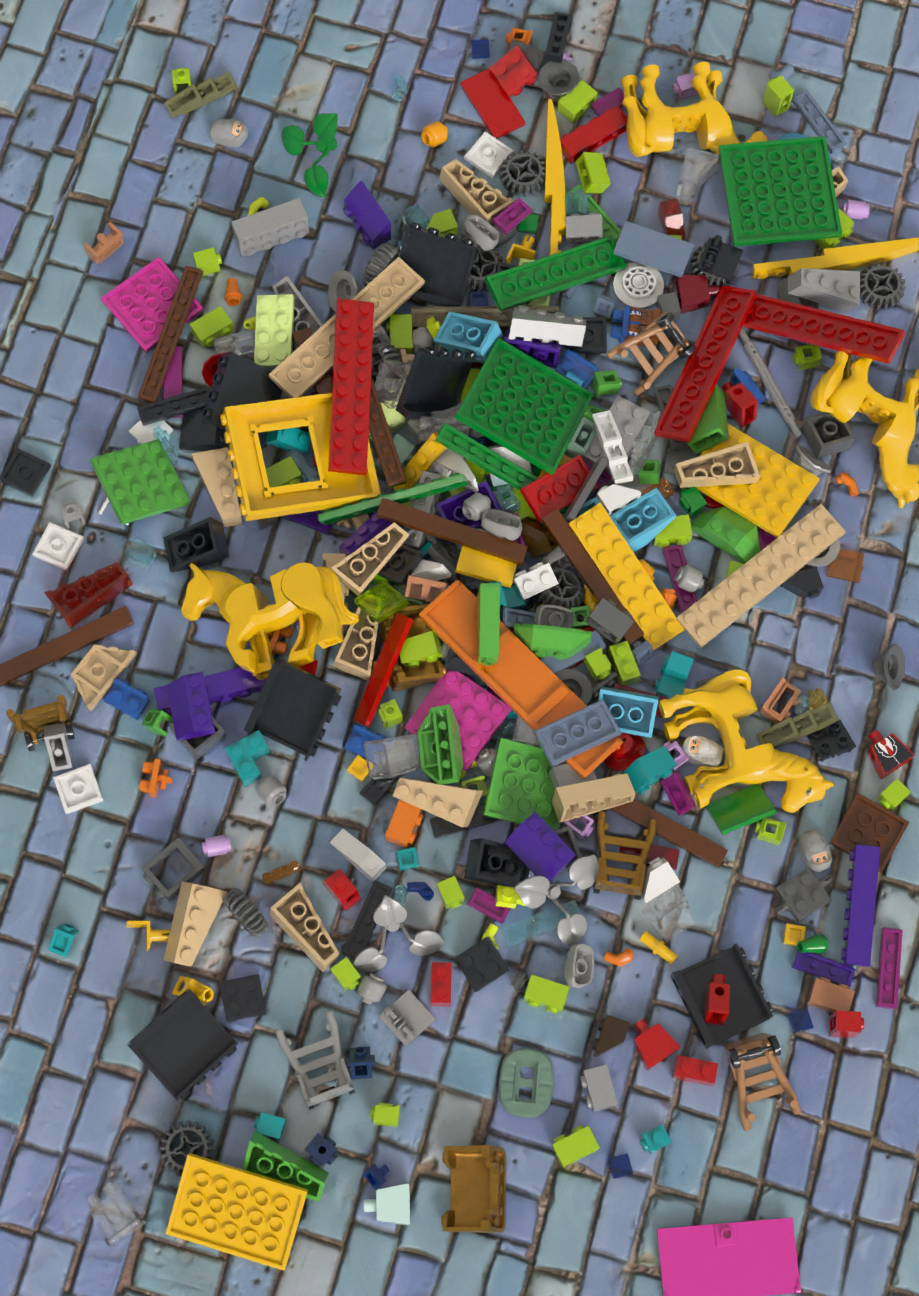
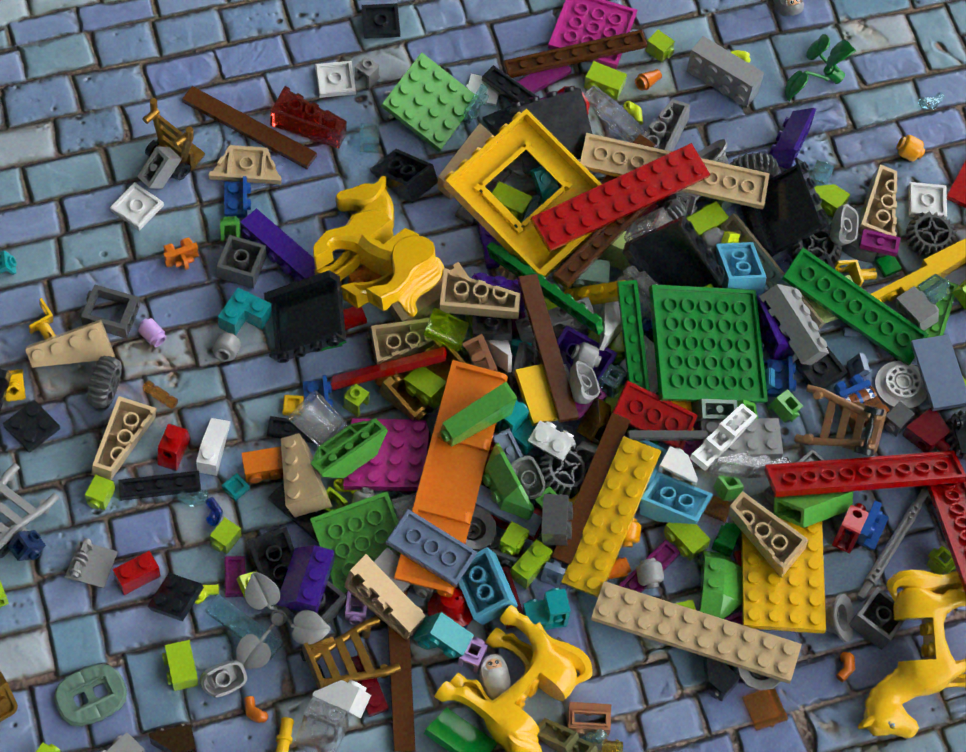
camera: 55 degrees right, 10 degrees down
(190, 707) = (256, 240): dark purple slope -> none
(273, 329) = (635, 119): yellowish green plate -> none
(371, 988) = (99, 519): light grey head -> none
(390, 916) = (167, 485): light grey plant -> none
(520, 981) = (179, 635): dark grey plate -> none
(678, 793) = (443, 672): magenta plate -> none

